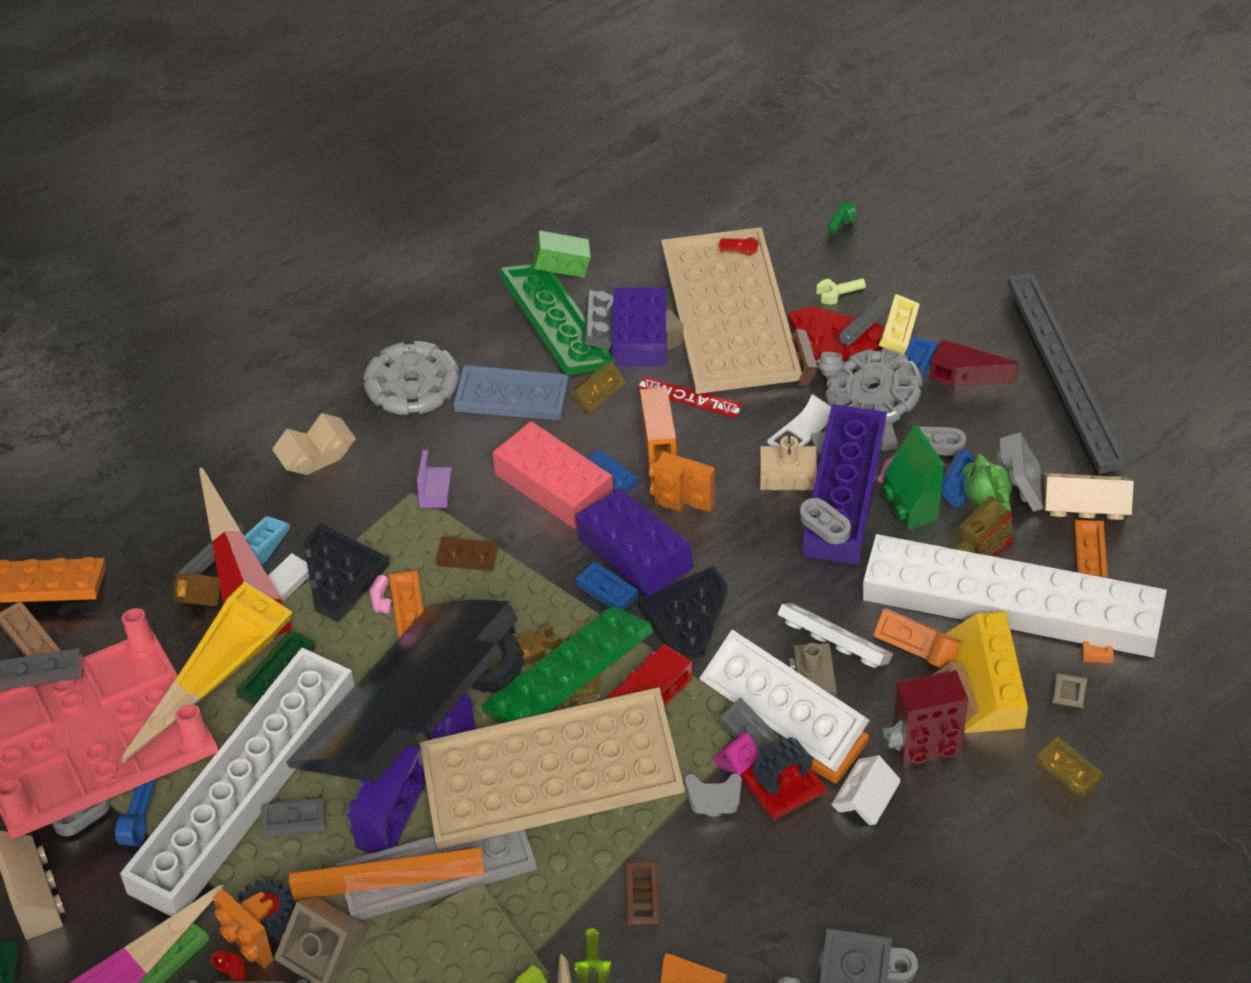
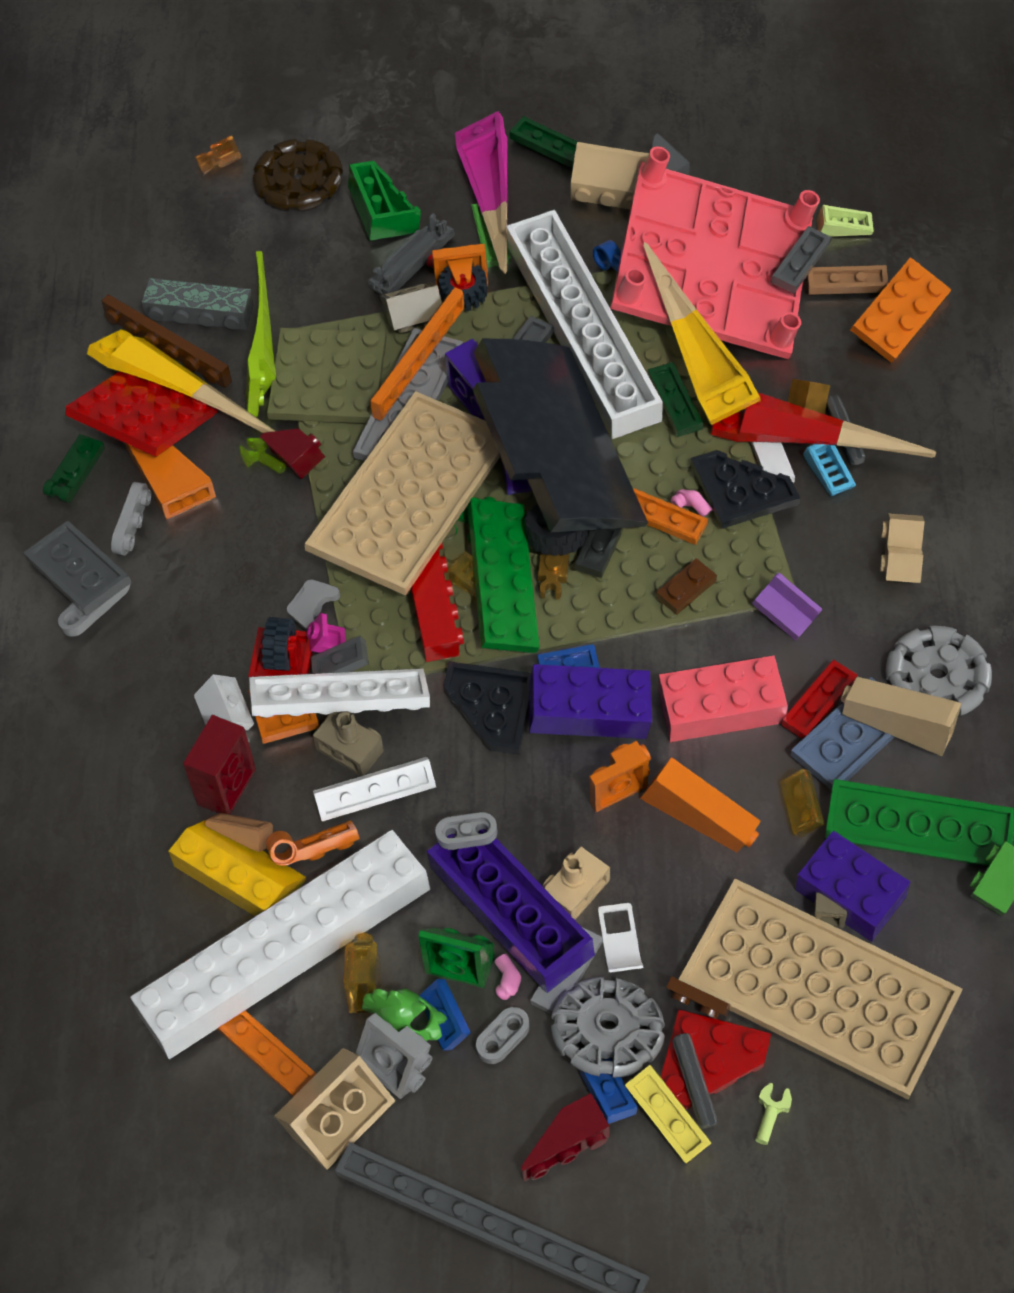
camera: 130 degrees right, 10 degrees up
(480, 351) = (902, 713): none -> tan slope
(493, 424) = (819, 699): none -> red plate
(570, 918) = (295, 449): none -> dark red slope
(599, 319) = (893, 856): dark grey plate -> none
(621, 476) = (697, 750): blue plate -> none
(642, 869) = (295, 523): reddish brown slope -> none
(689, 397) = (749, 873): red sticker -> none
(741, 245) = (887, 1040): red arm -> none
(830, 363) = (667, 1010): light grey plate -> none
(846, 212) = (870, 1200): green plate -> none
(1069, 690) = (172, 925): dark tan slope -> none
(1070, 767) = (105, 858): clear yellow plate -> none

